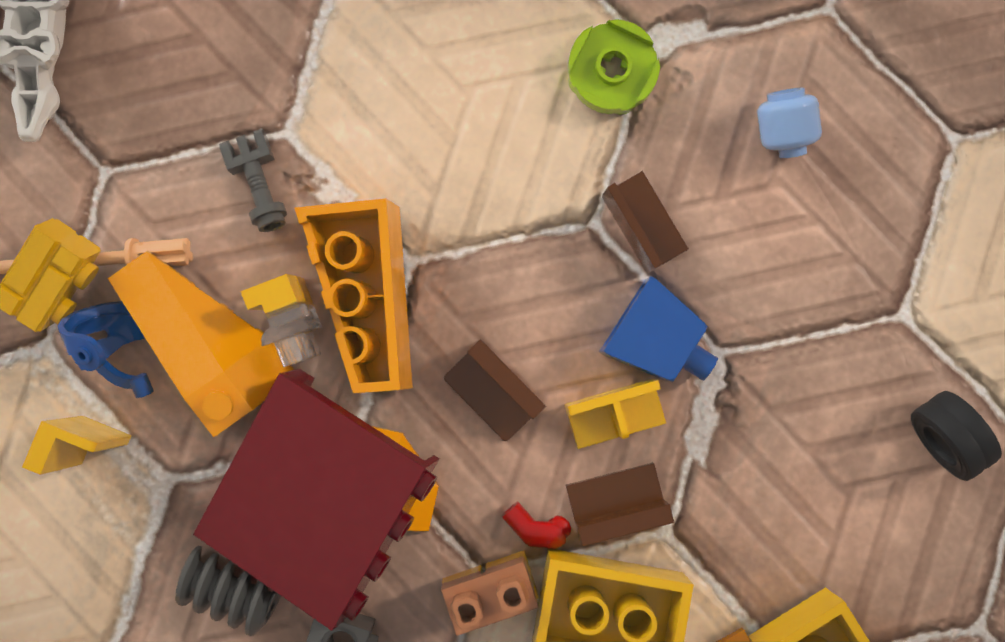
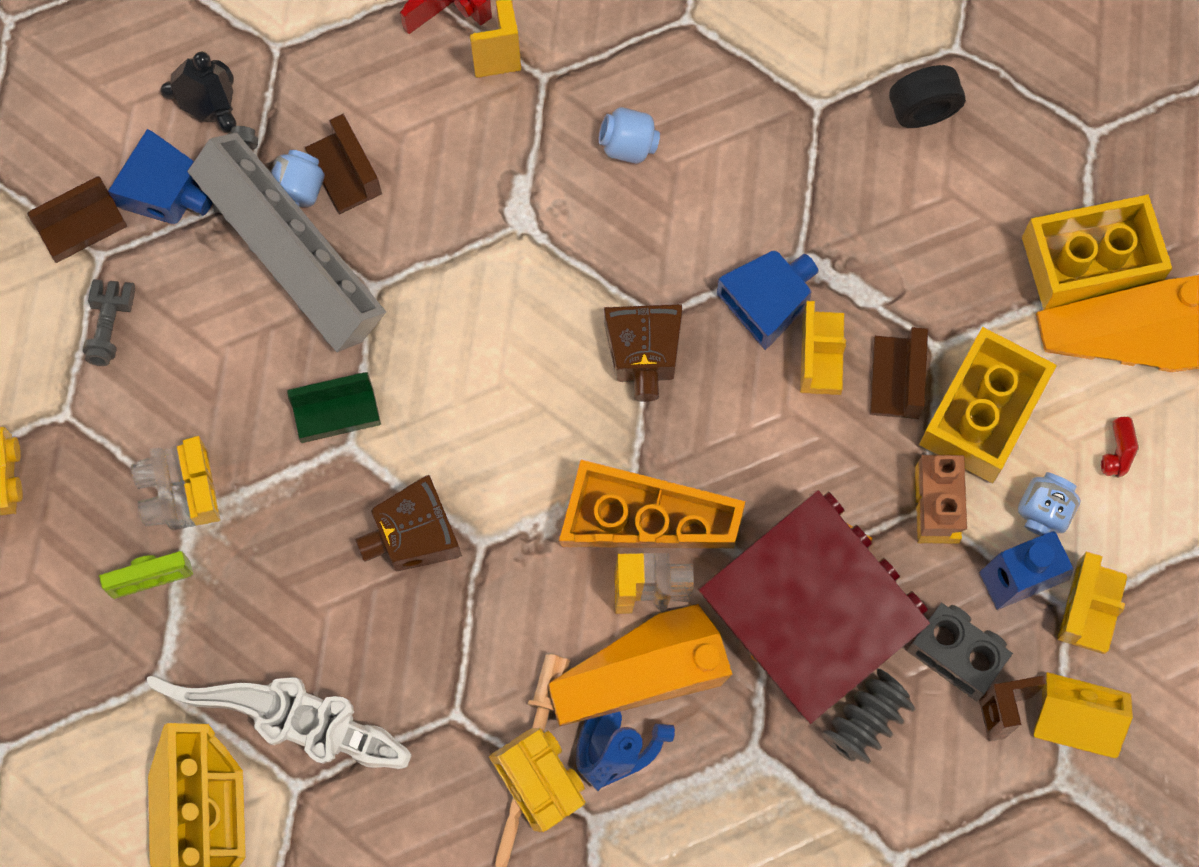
camera: 70 degrees left, 15 degrees down
(66, 441) = (689, 806): yellow panel -> none
(267, 214) = (550, 577): dark grey hinge -> none
(268, 54) = (411, 529): none -> reddish brown torso
(493, 391) = (768, 440): reddish brown panel -> none
(537, 533) = (903, 448): red arm -> none
(552, 222) = (643, 345): none -> reddish brown torso
(604, 42) = (530, 278): lime plate -> none
(644, 221) = (669, 275): reddish brown panel -> none

